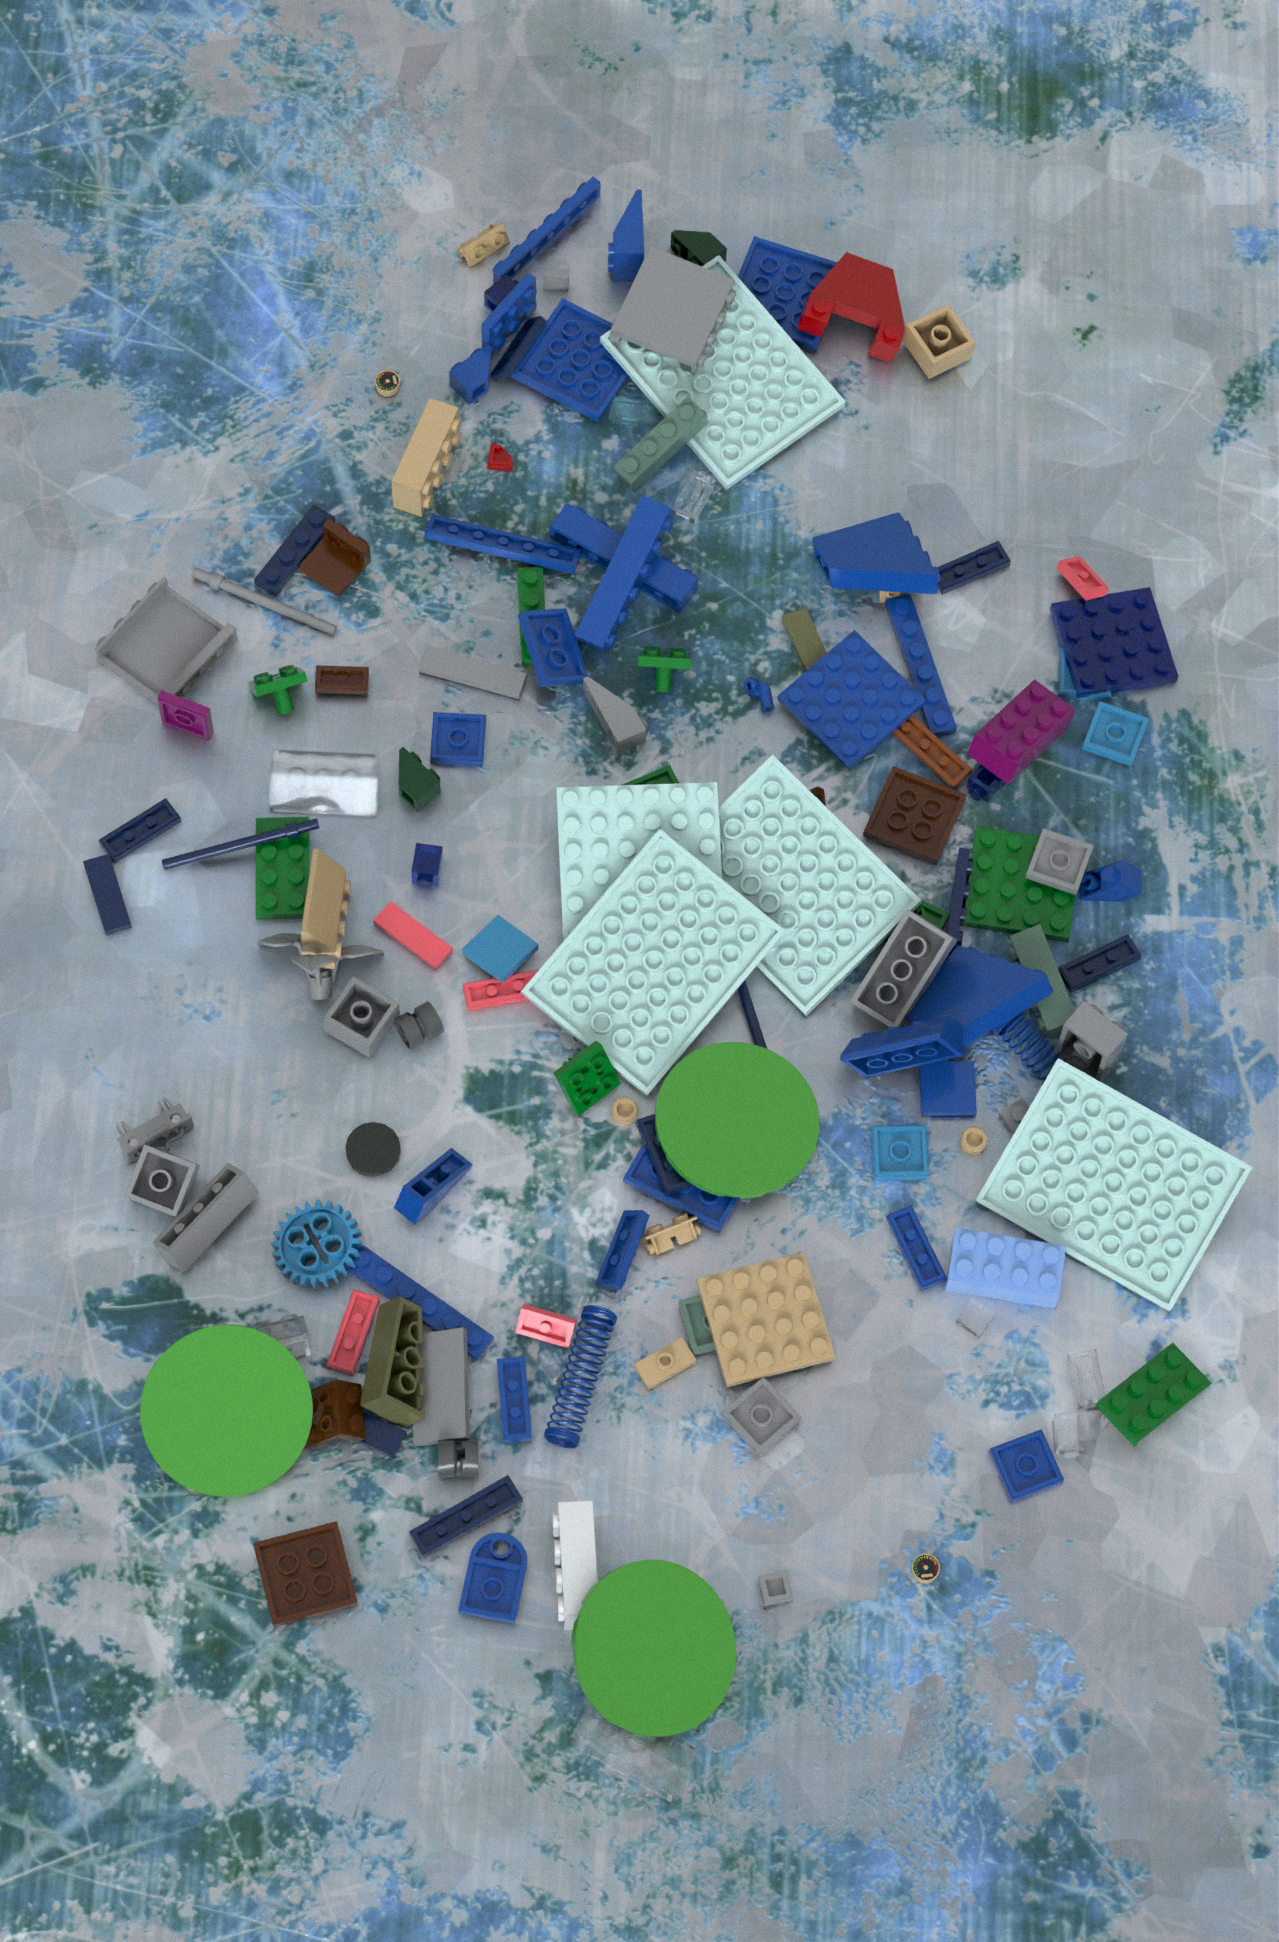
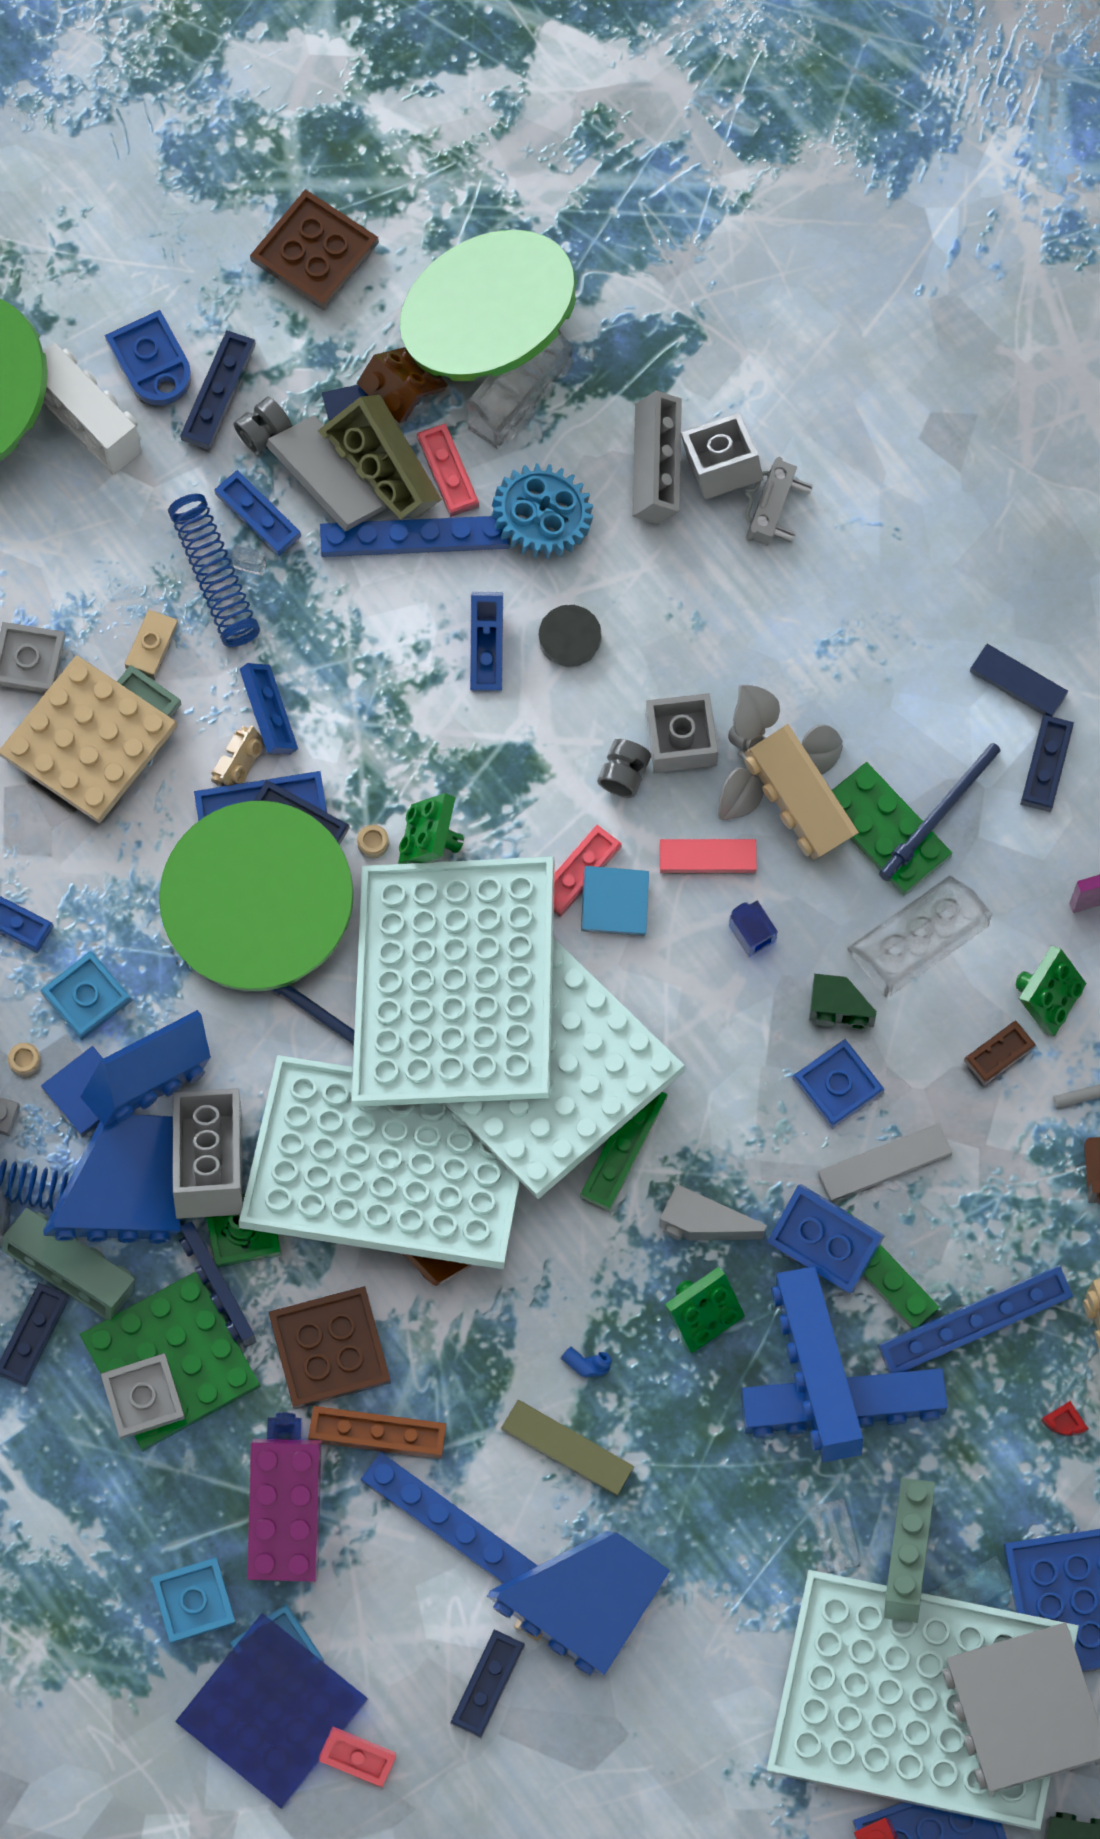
camera: 145 degrees right, 5 degrees up
(546, 1325) = (271, 597): coral plate -> none
(851, 700) = (487, 1420): blue plate -> none
(1111, 883) = (76, 1423): blue slope -> none

